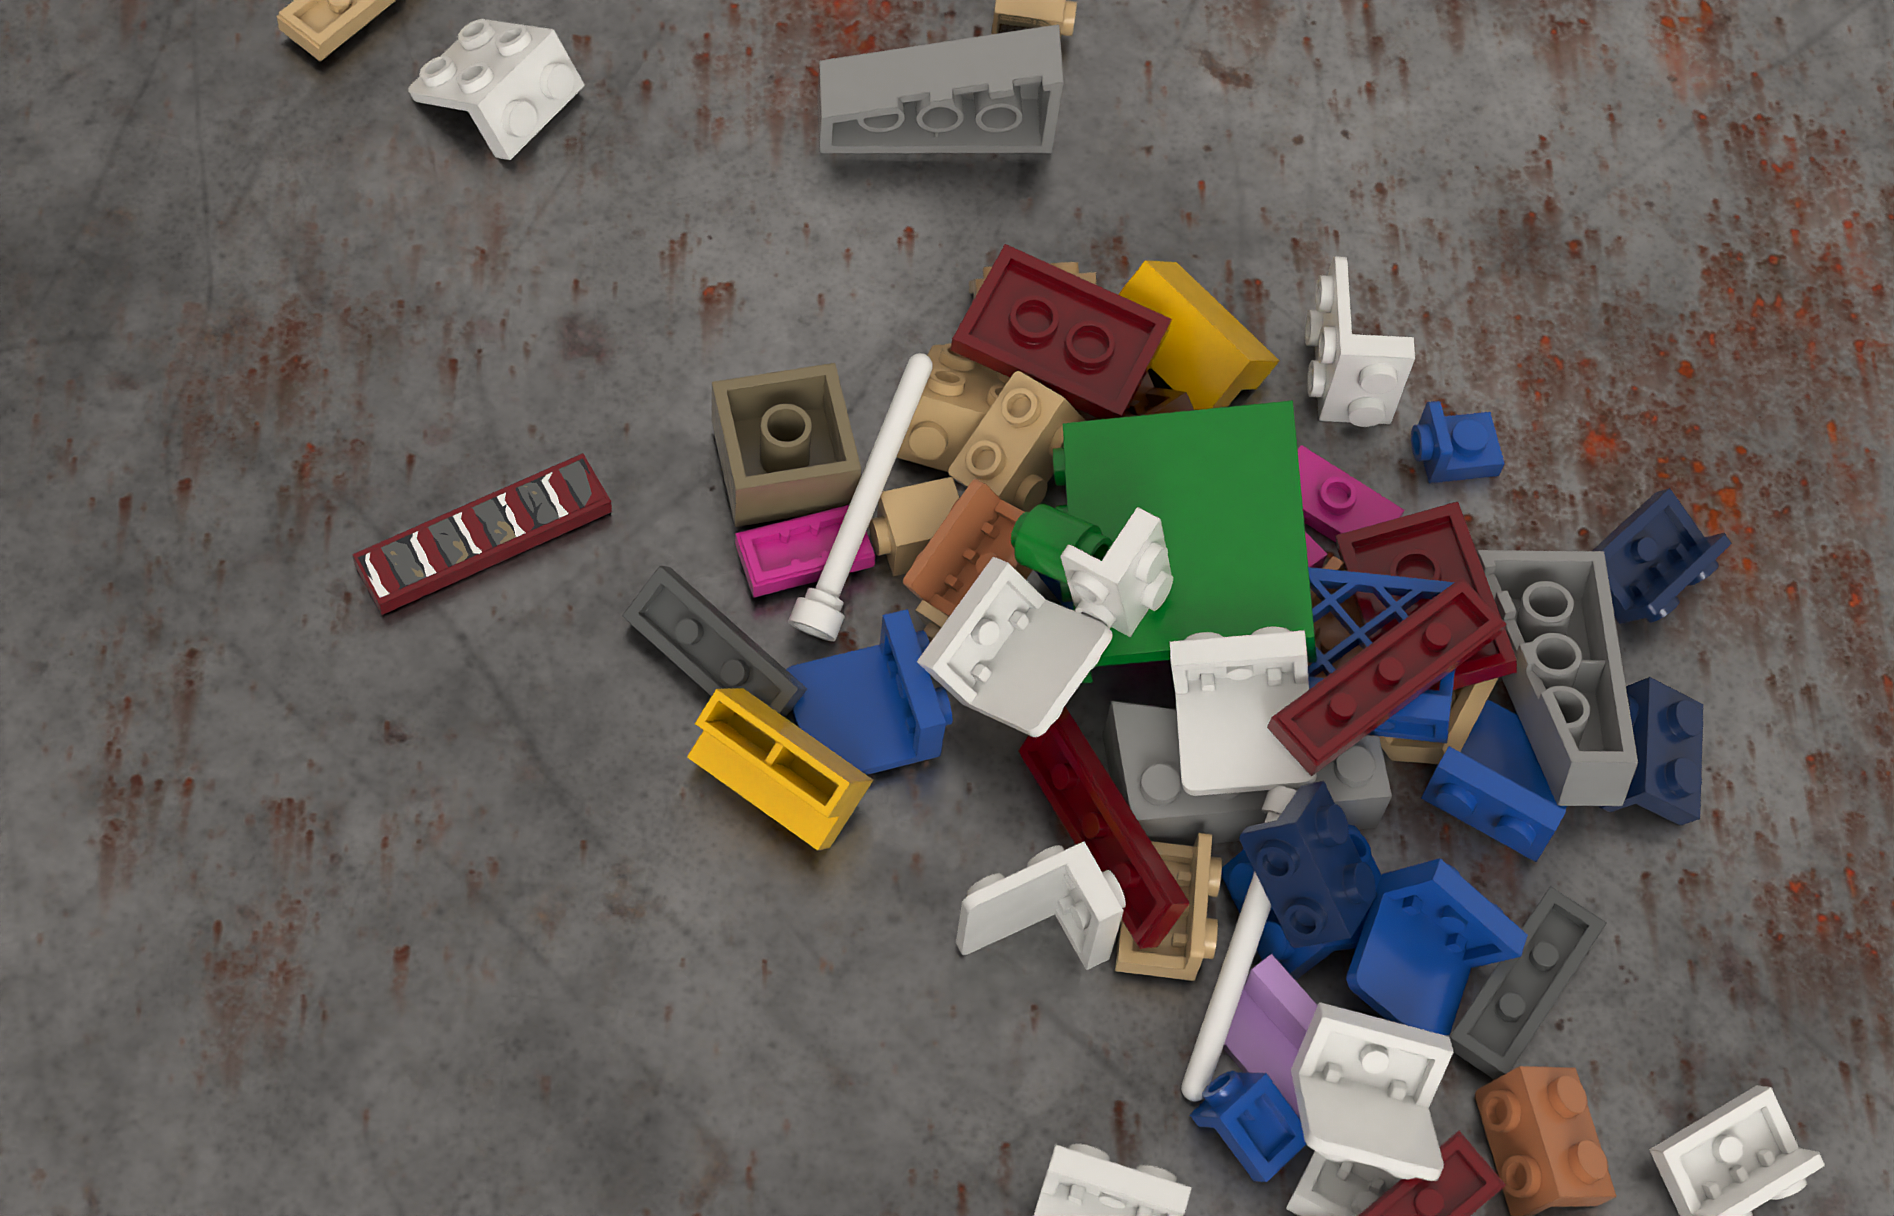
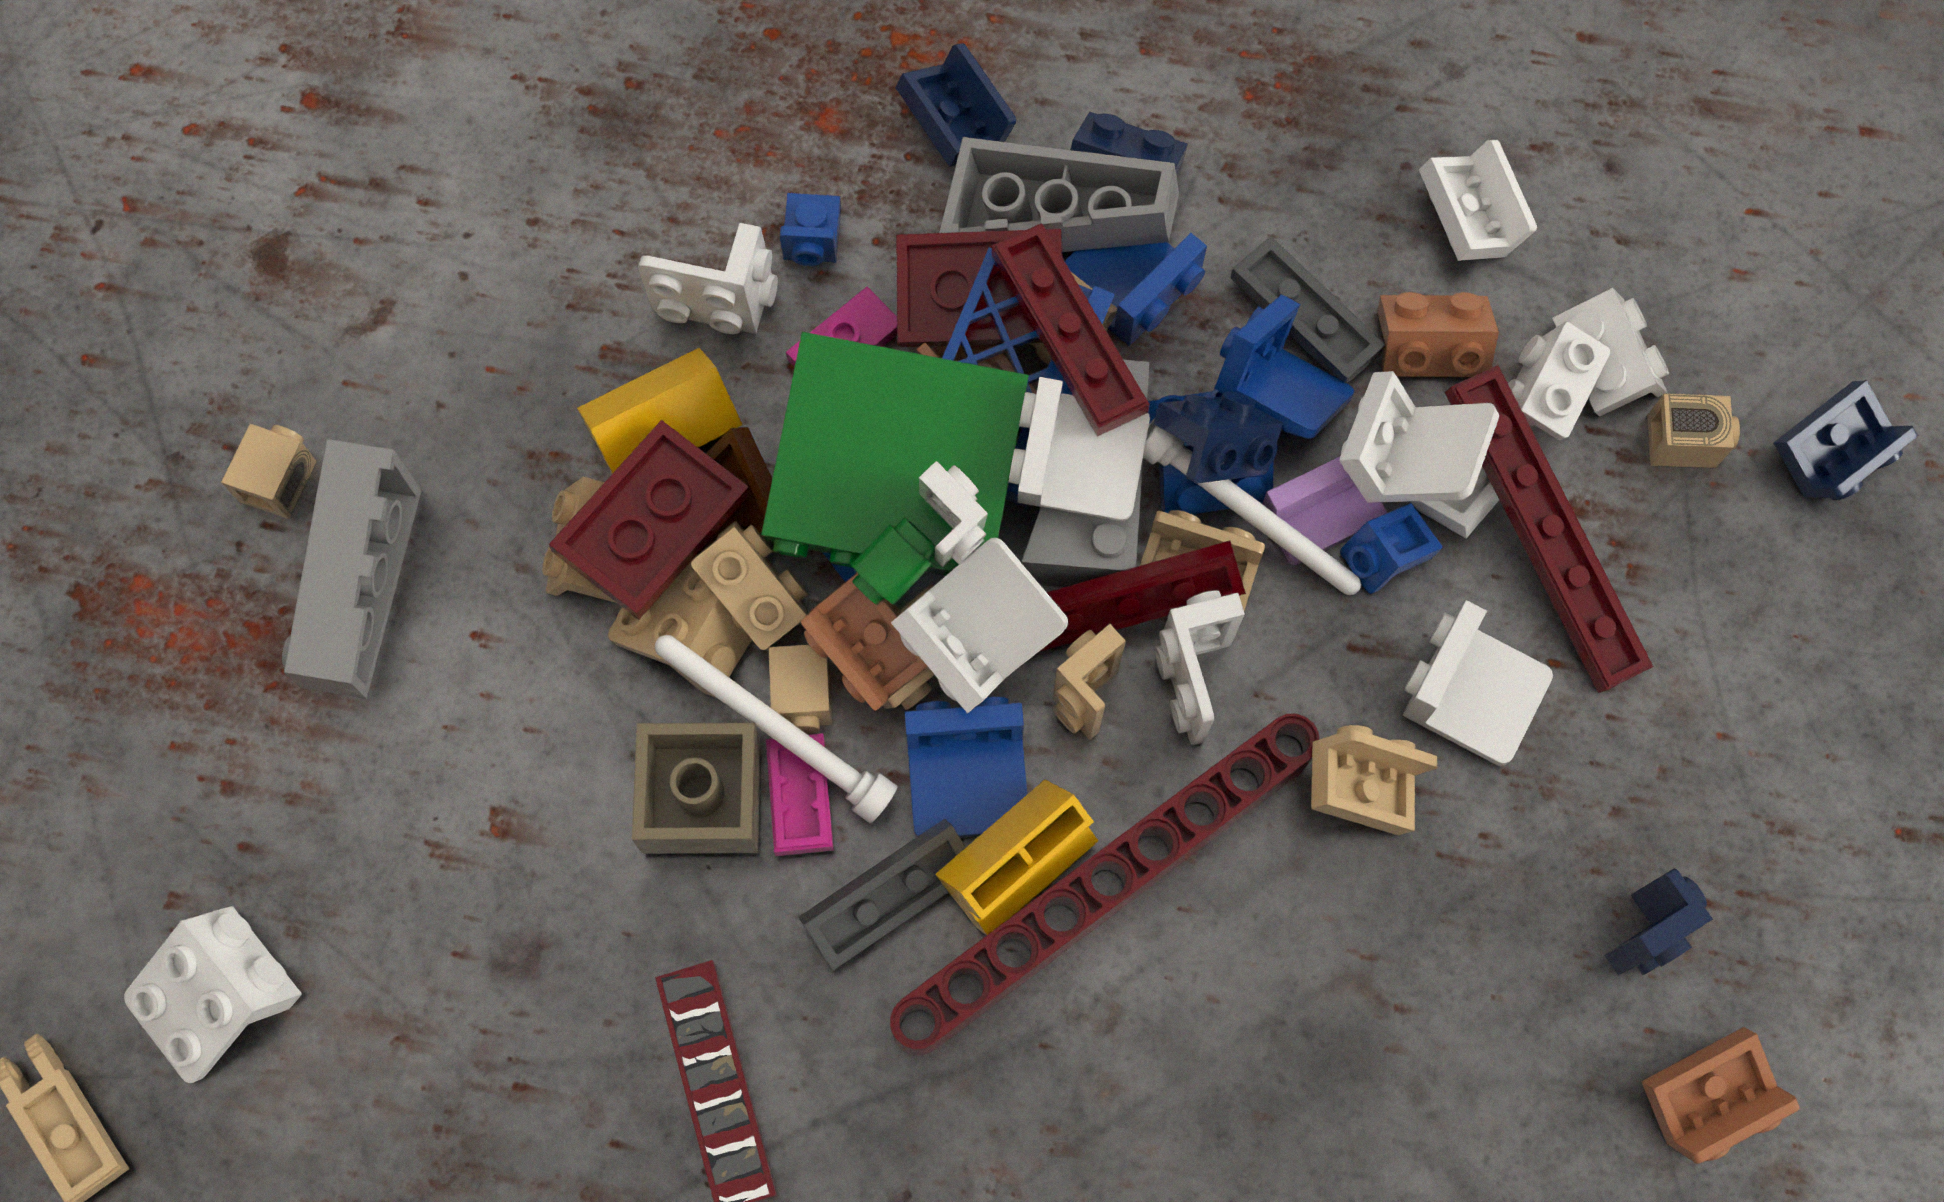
camera: 70 degrees left, 10 degrees up
(783, 895) = (1120, 856): none -> dark red beam
(949, 1121) = (1368, 778): none -> tan bracket
(996, 790) = (1090, 666): none -> tan bracket

